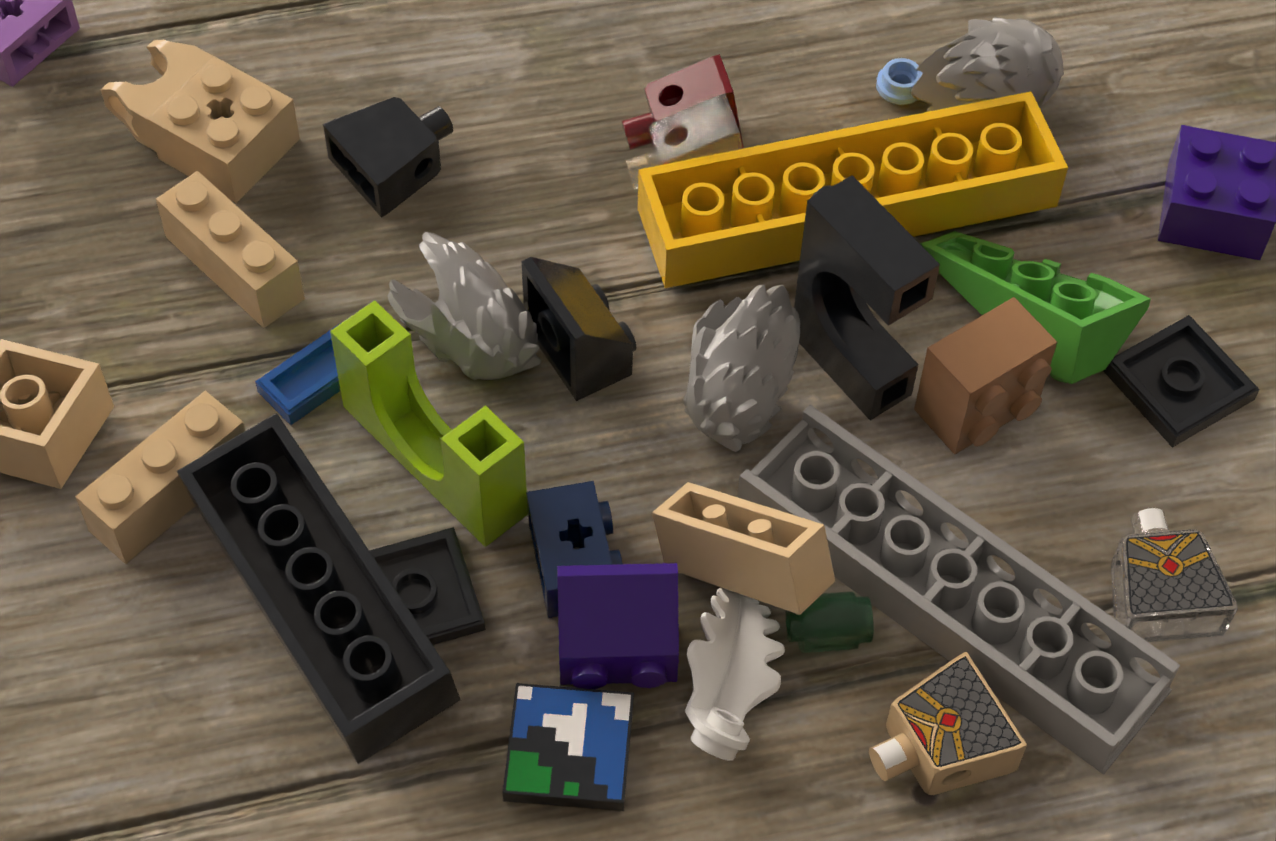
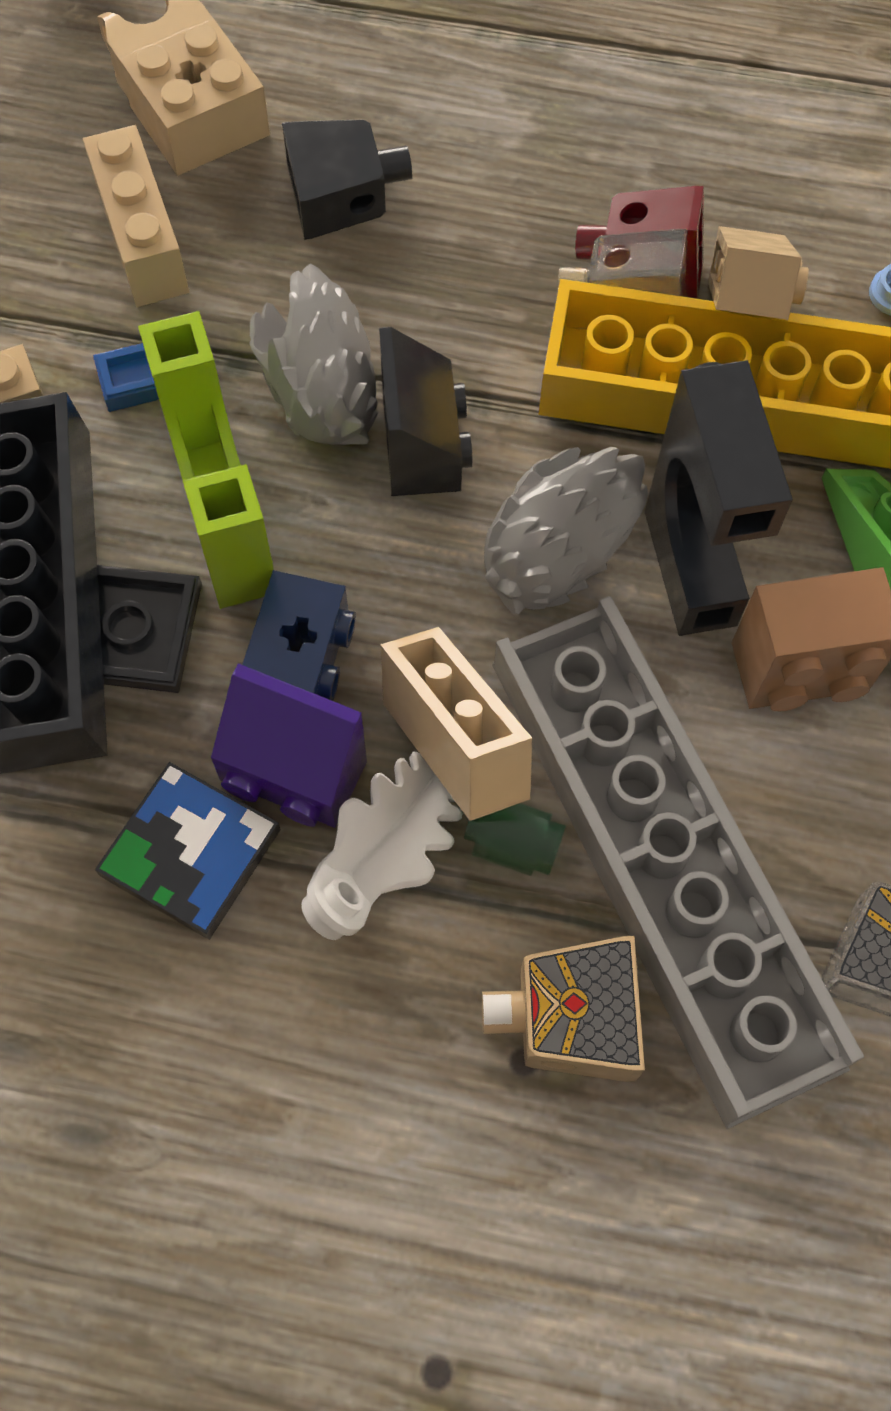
camera: 25 degrees right, 10 degrees up
(791, 108) = (756, 273): none -> tan brick

